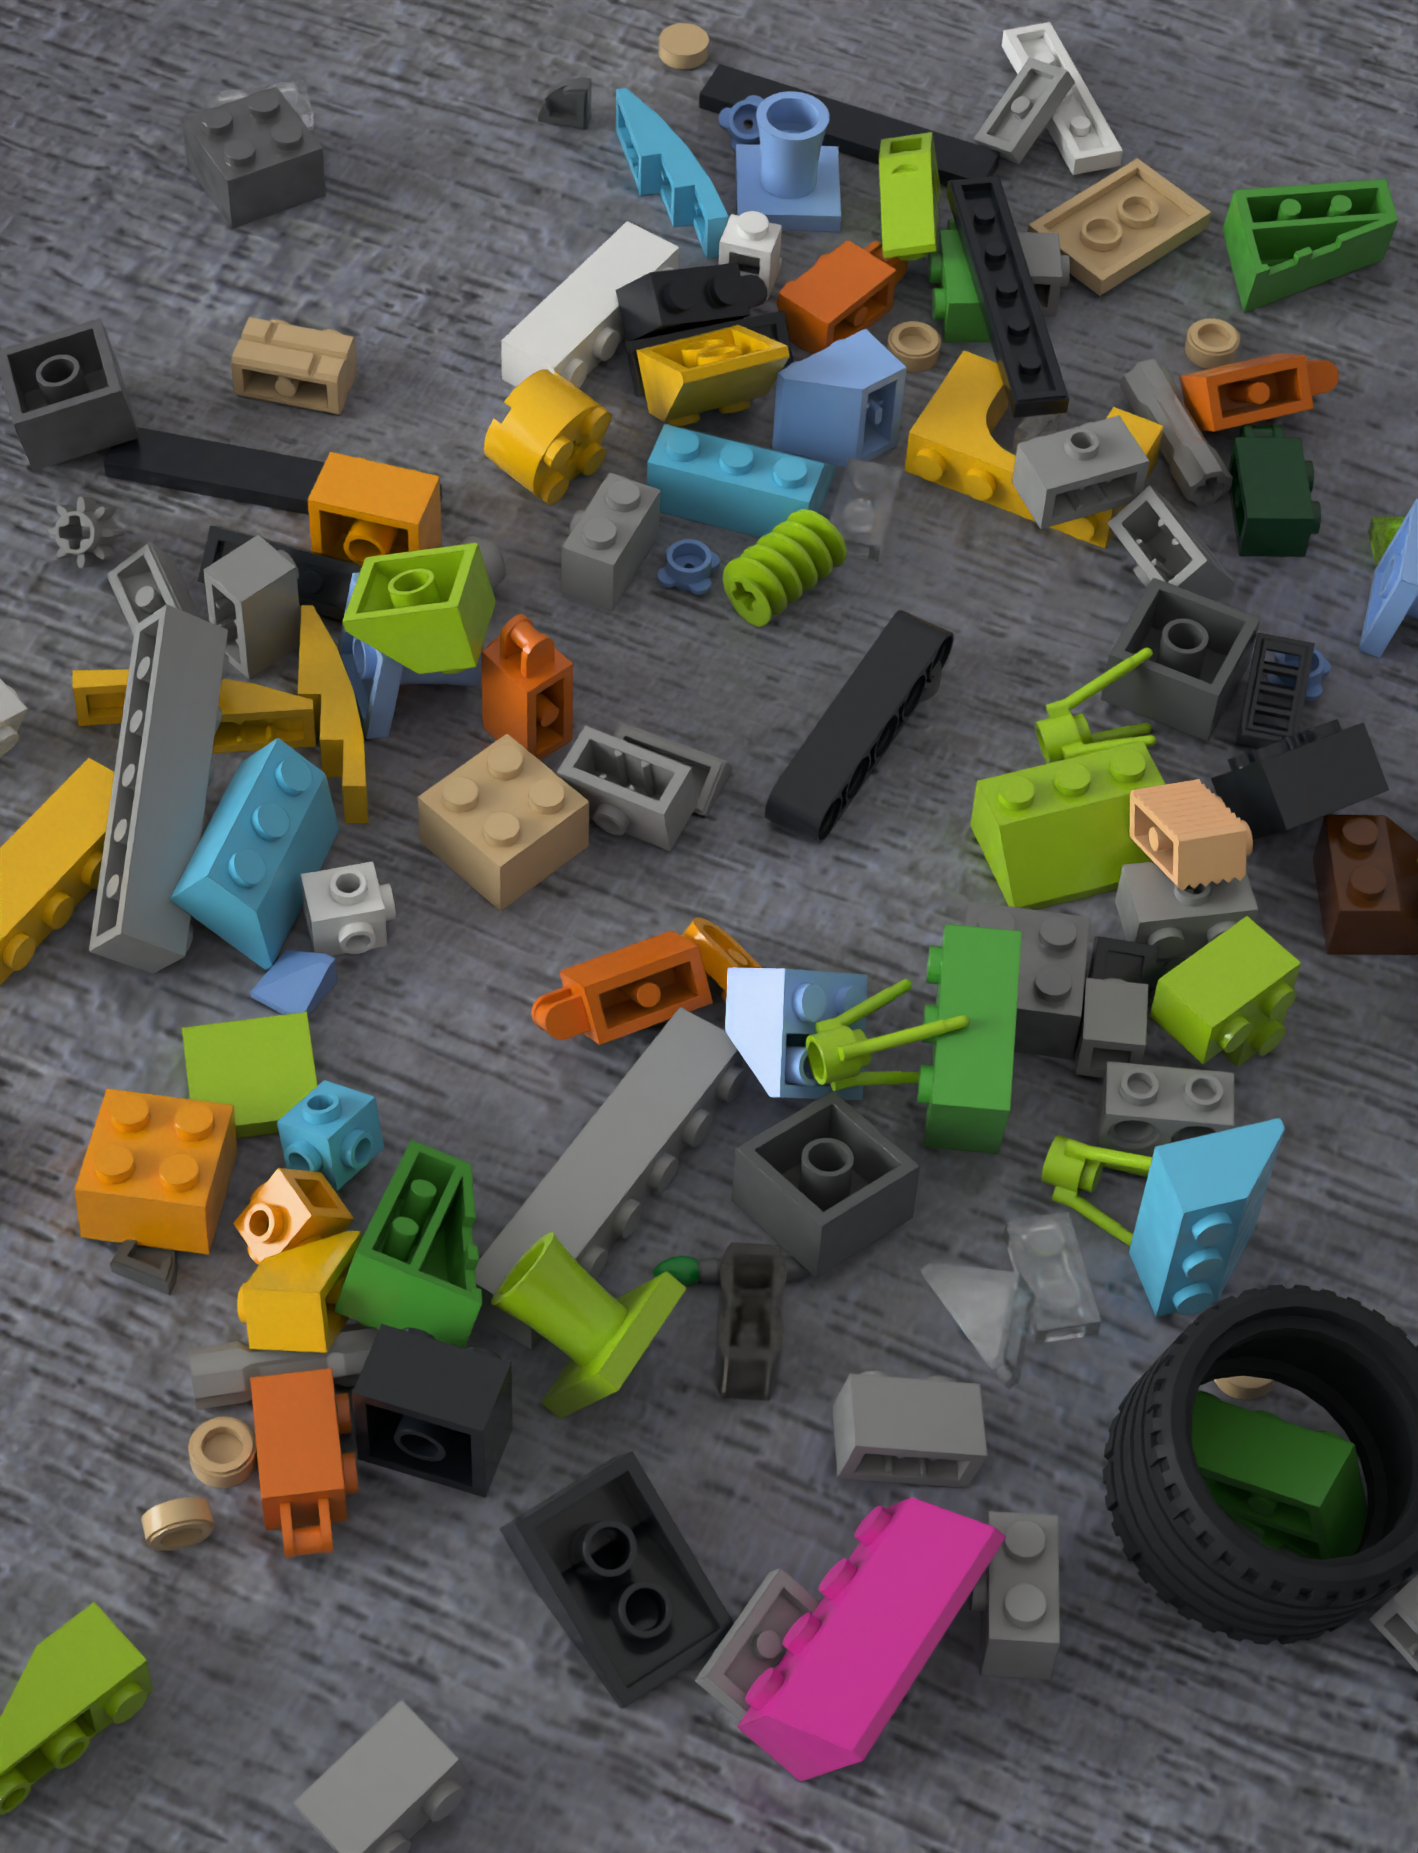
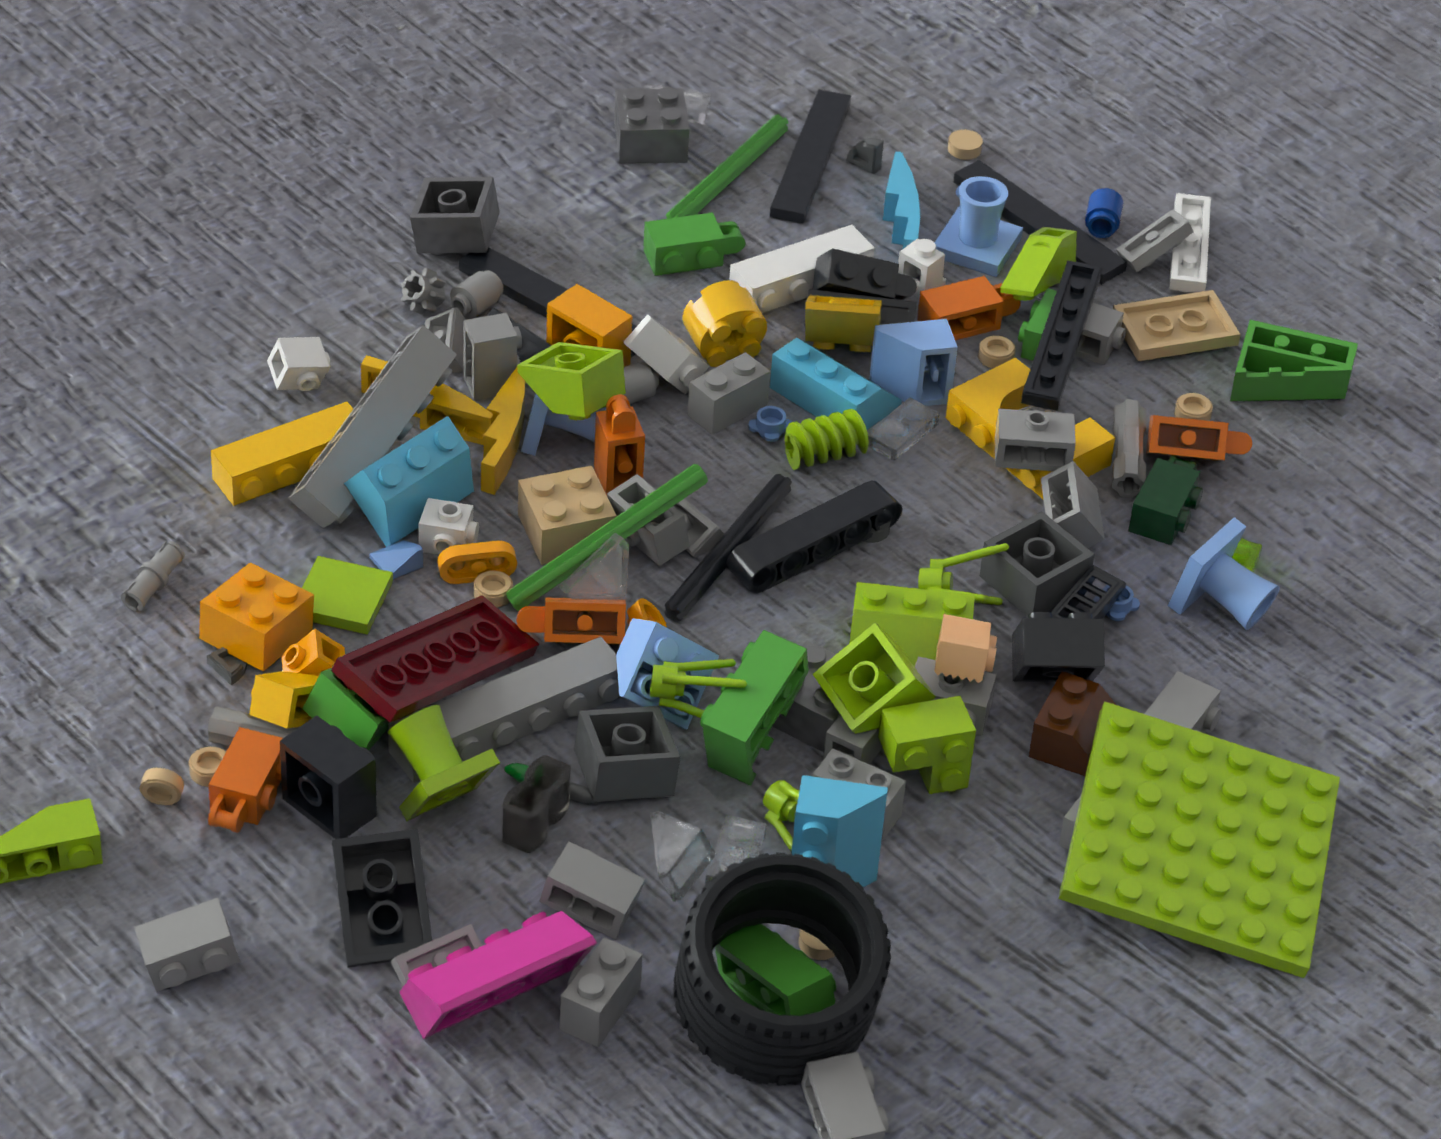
camera: 25 degrees right, 10 degrees down
(162, 508) = (476, 293): none -> light grey brick
(294, 365) = (602, 243): tan brick -> none
(331, 1133) = (360, 625): medium azure brick -> none
(393, 195) = (730, 168): none -> bright green axle
(414, 323) = (689, 243): none -> bright green brick
(420, 947) = (466, 561): none -> light orange plate
(461, 980) = (493, 587): none -> tan tile
(480, 1149) = (434, 658): none -> dark red plate
(491, 132) = (810, 156): none -> black tile
(501, 514) = (666, 353): none -> white slope
(598, 844) = (624, 525): none -> bright green axle
(622, 903) = (602, 574): none -> clear slope
(746, 787) = (715, 561): none -> black axle
(929, 90) = (1104, 212): none -> blue brick
(1112, 940) = (869, 677): none -> lime slope

